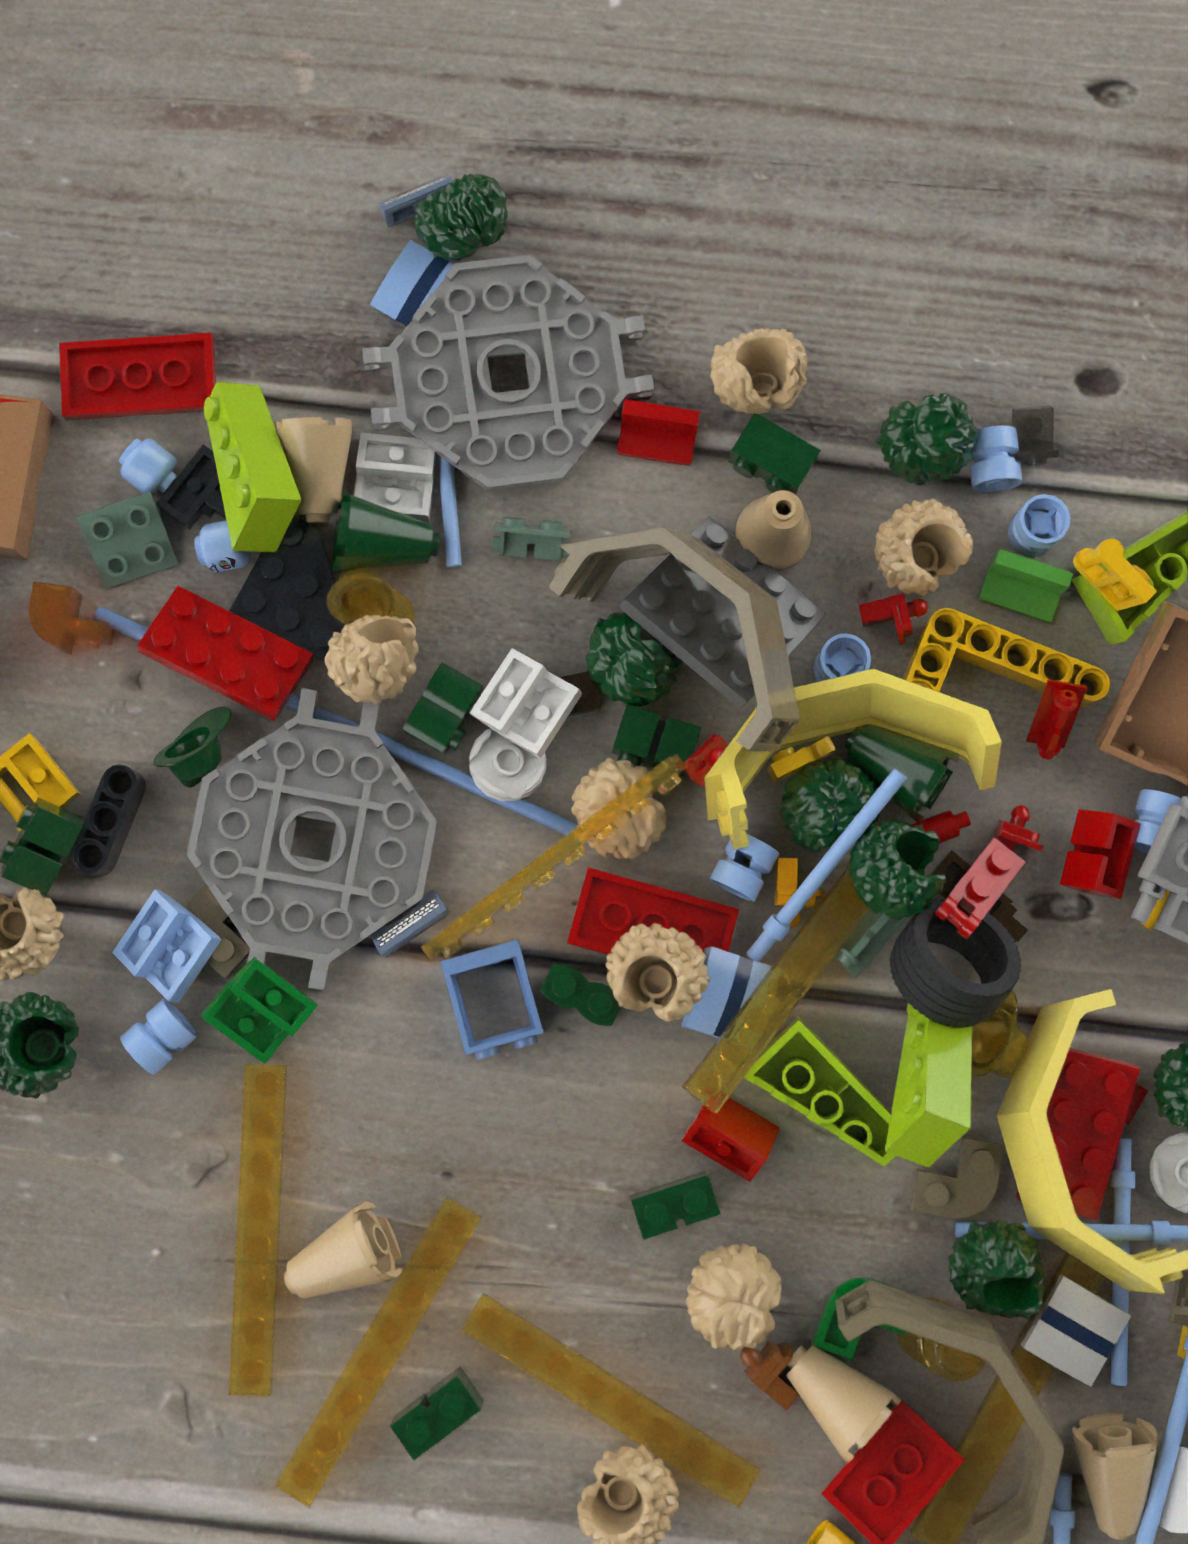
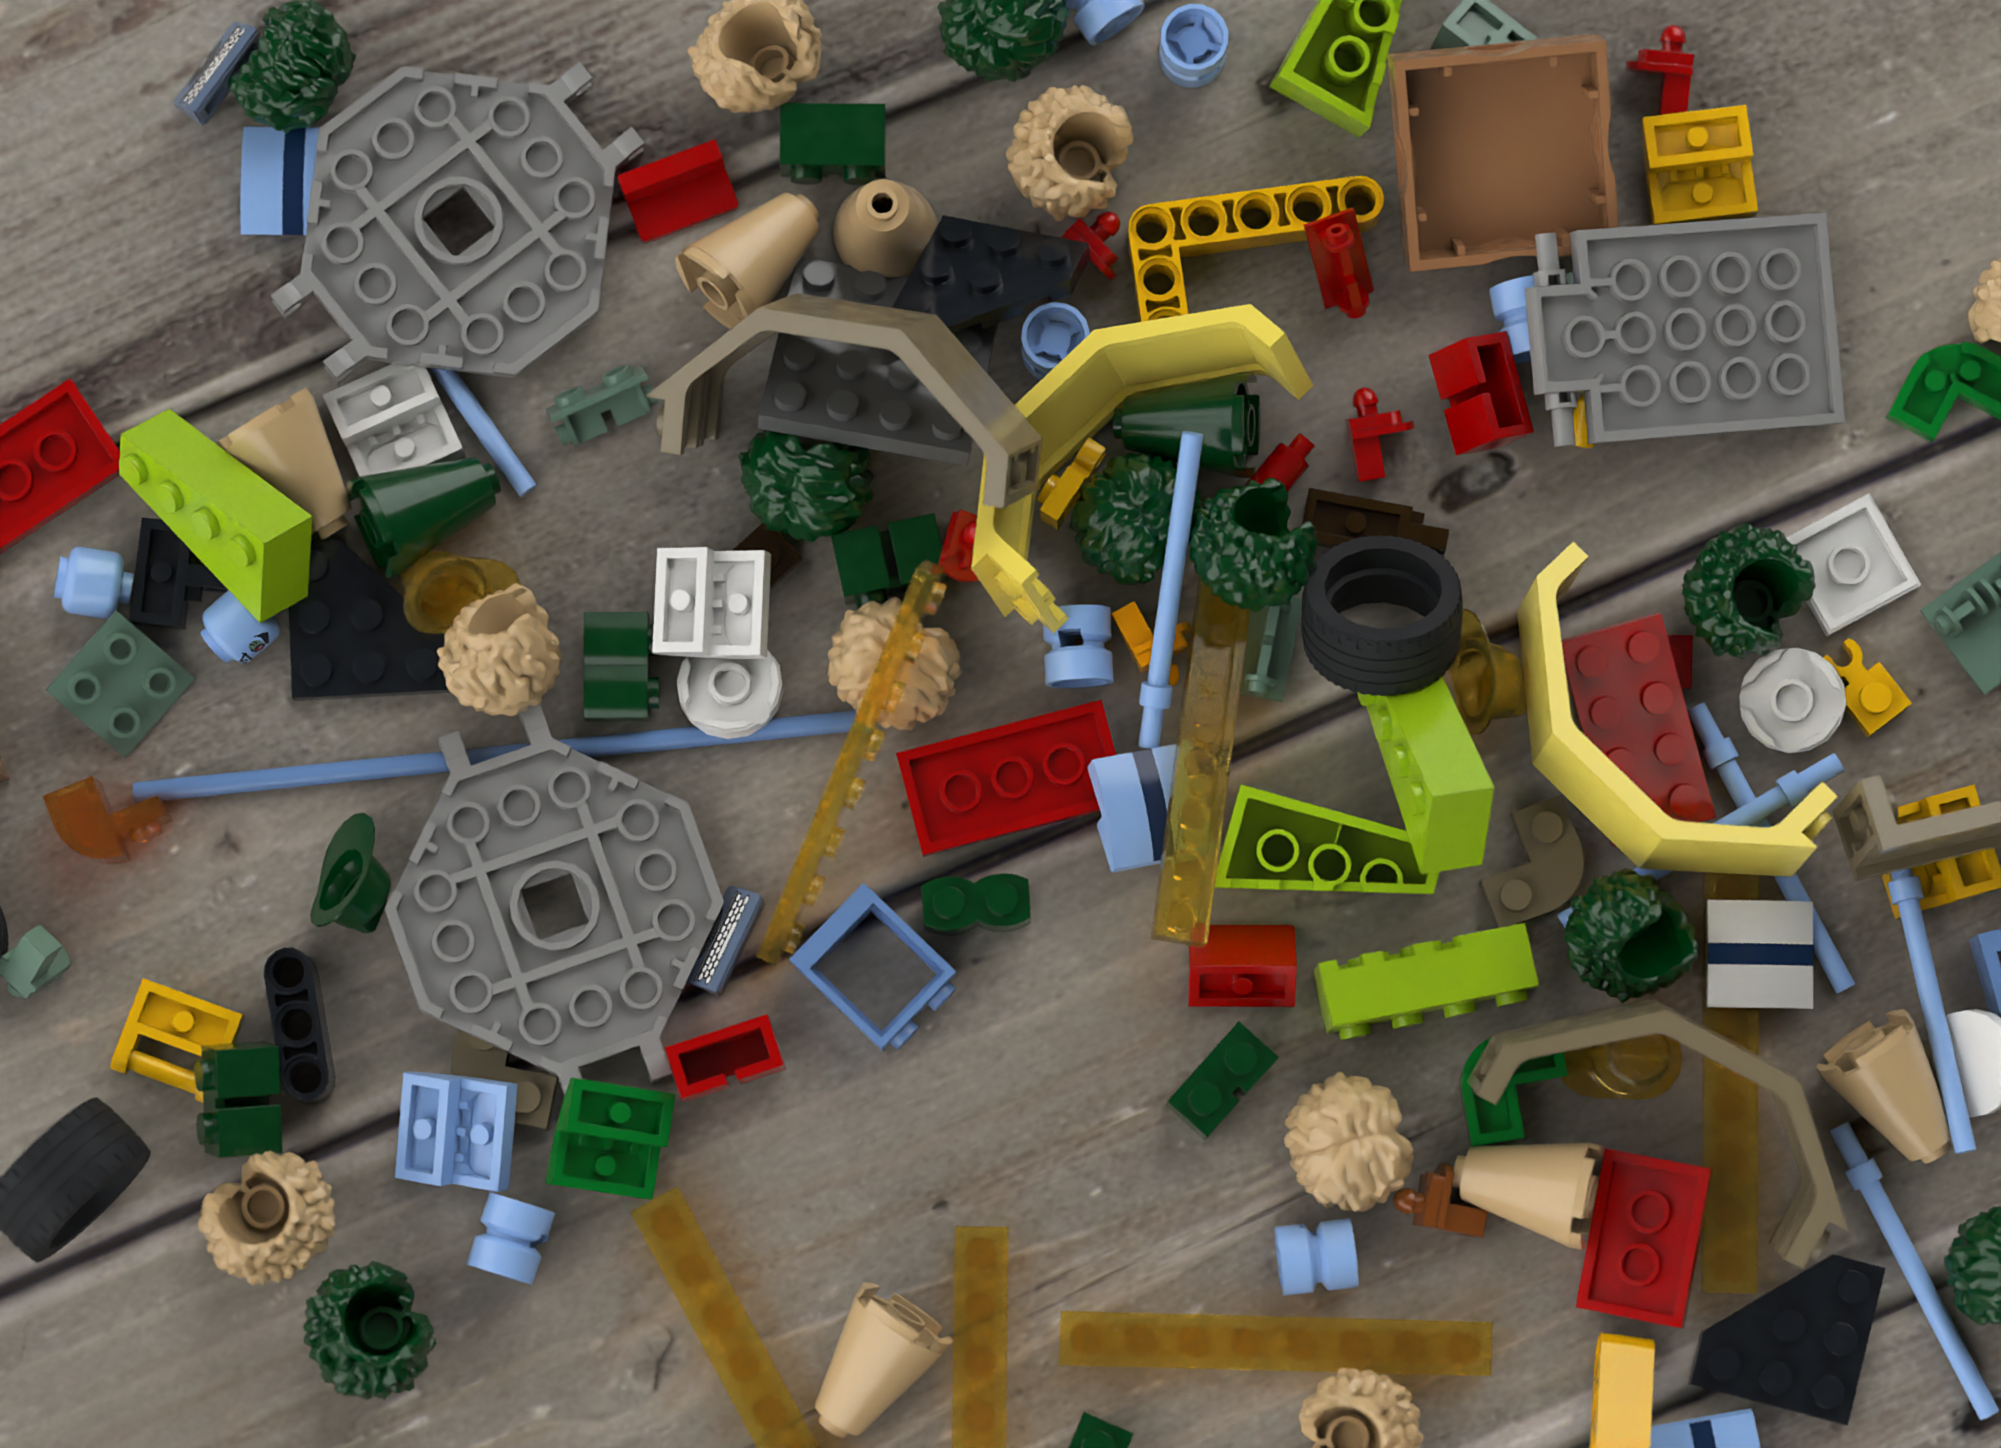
camera: 25 degrees left, 0 degrees up
(225, 653) = (318, 750): red plate -> none
(349, 996) = (707, 1061): none -> red piece
(657, 971) = (1046, 822): tan hair -> none
(669, 1359) = (1316, 1257): none -> light blue wheel
(679, 496) = (749, 257): none -> tan cone
(826, 594) = (989, 272): none -> black plate
(846, 1217) = (1425, 980): none -> lime wedge
(980, 887) = (1362, 511): plate -> none
(1024, 585) = (1218, 126): bright green panel -> none
(1122, 583) = (1319, 68): yellow plate -> none

